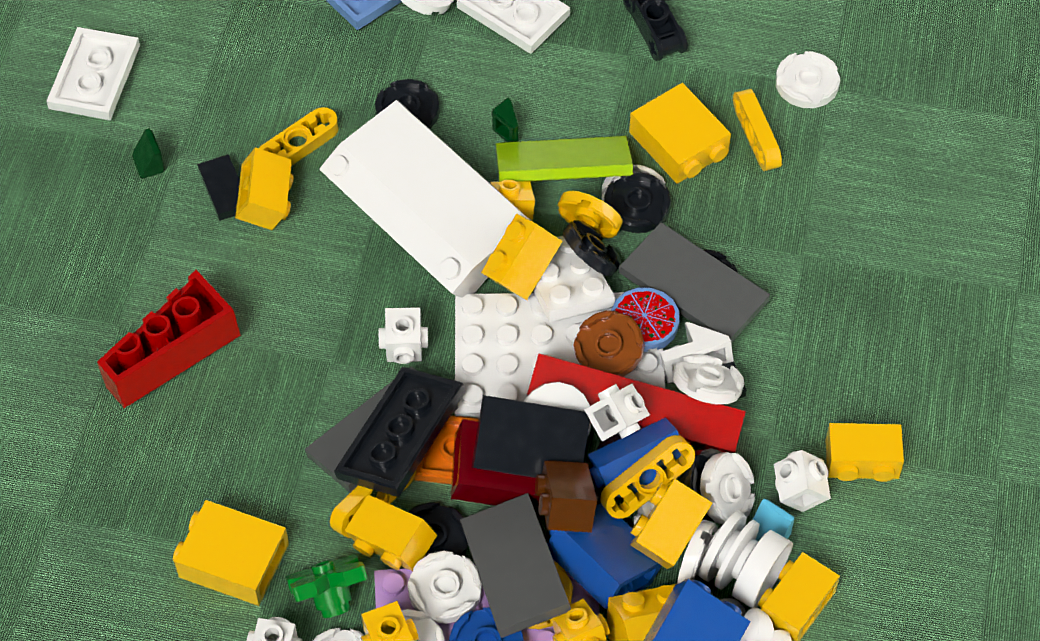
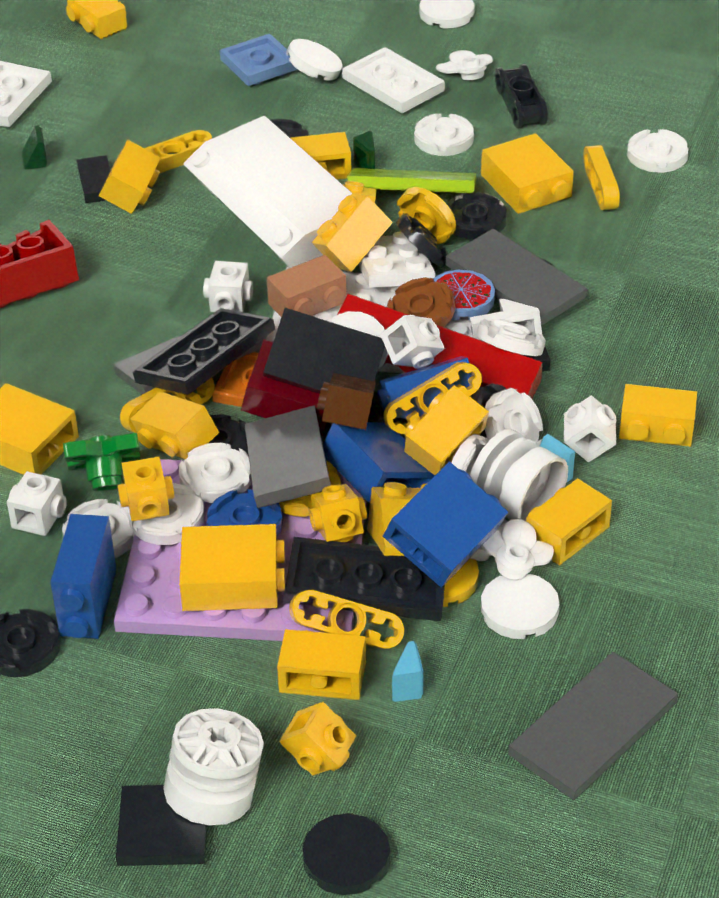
camera: 10 degrees right, 15 degrees down
(463, 130) = (329, 151): none -> yellow brick
(488, 336) = (307, 287): none -> nougat brick
(581, 80) = (443, 135): none -> white tile

